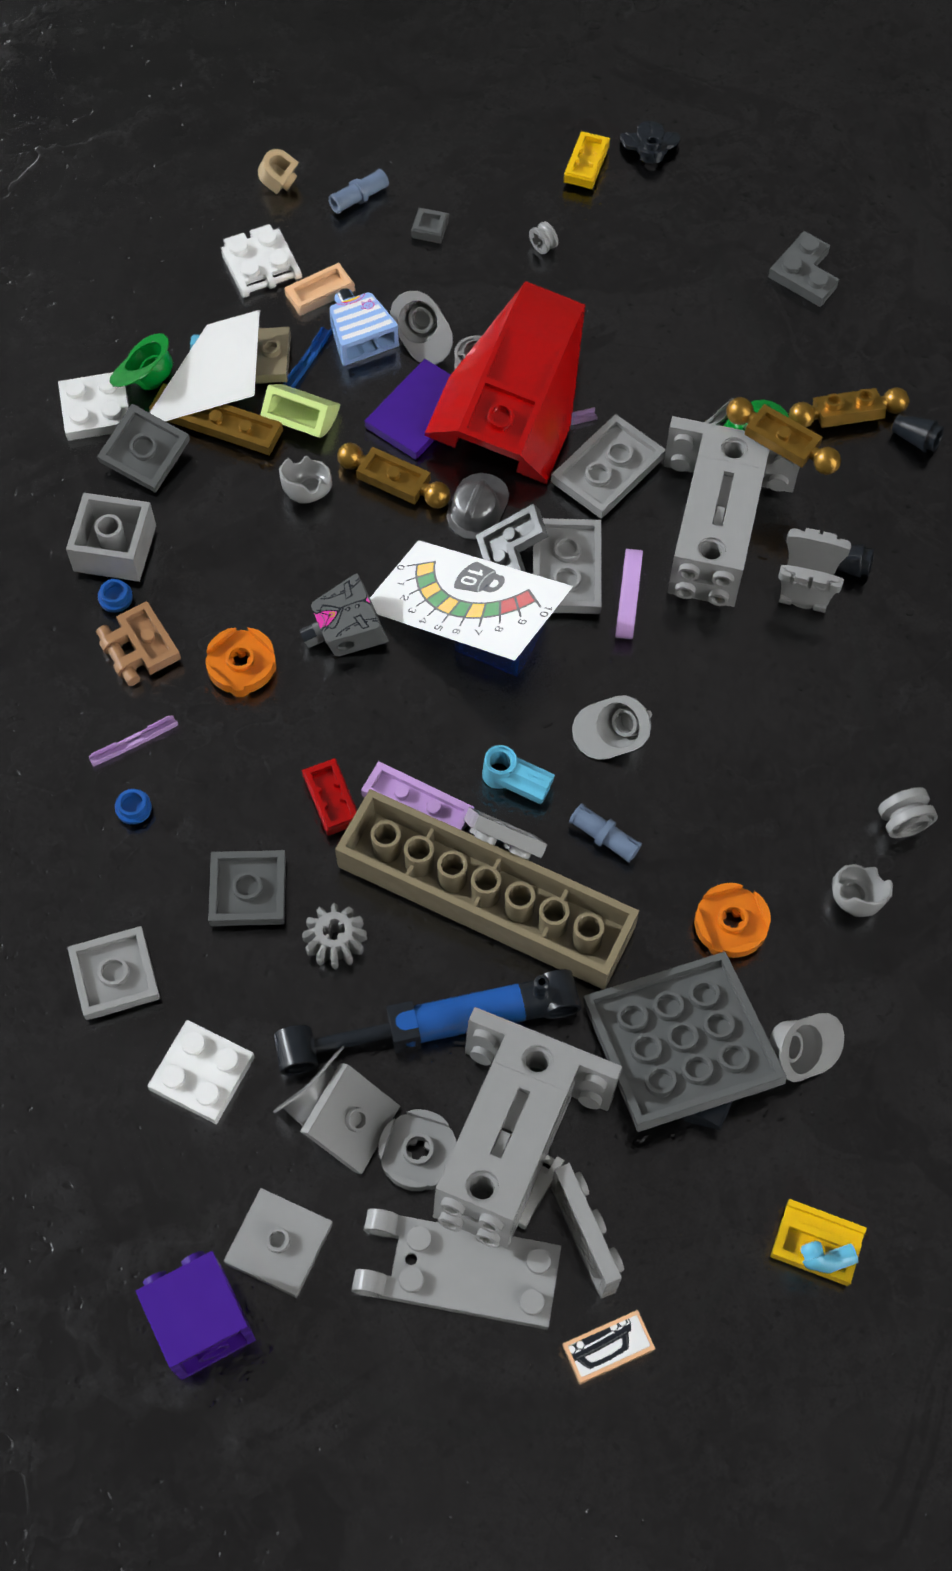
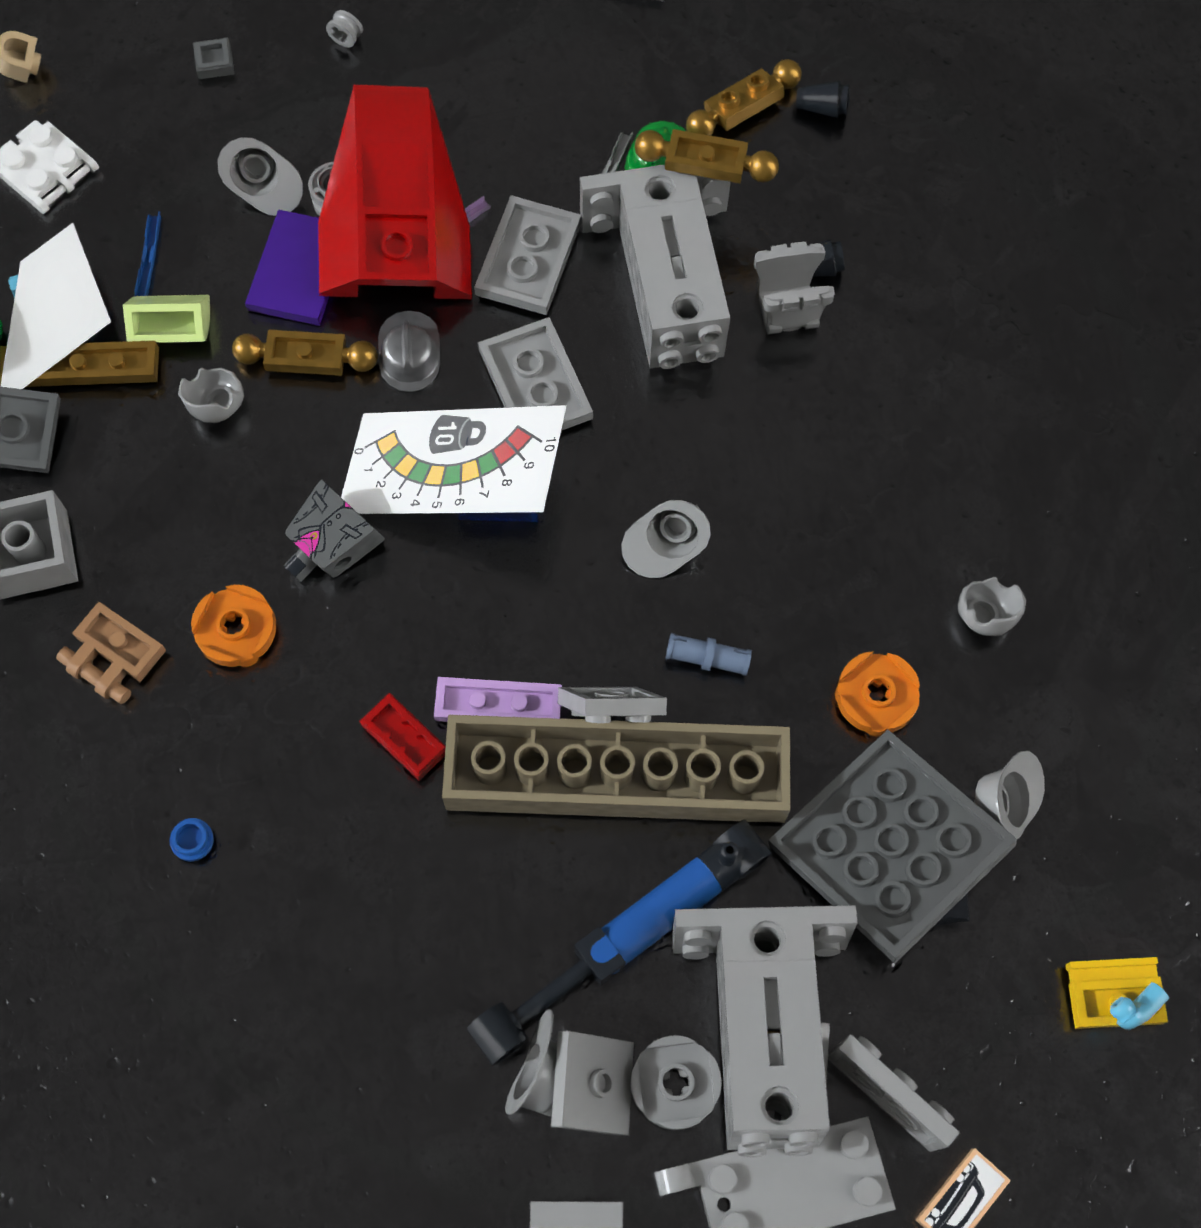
camera: 25 degrees left, 5 degrees up
(113, 973) = (258, 1037): light grey plate -> none
(115, 595) = (58, 609): blue plate -> none
(115, 749) = (155, 765): lavender piece -> none
(201, 1071) = (405, 1102): white plate -> none
(247, 888) = (360, 877): dark grey plate -> none
(273, 355) = (109, 267): dark tan plate -> none
(318, 289) = (125, 173): light nougat tile -> none
(347, 941) = (464, 887): light grey gear -> none
(358, 191) = (117, 47): sand blue pin -> none
(361, 326) = (192, 199): light blue torso -> none
(511, 536) = (460, 377): plate -> none
(518, 777) = (594, 630): medium azure piece -> none
(629, 594) = (614, 386): lavender beam -> none
(907, 812) = (999, 506): light grey wheel -> none

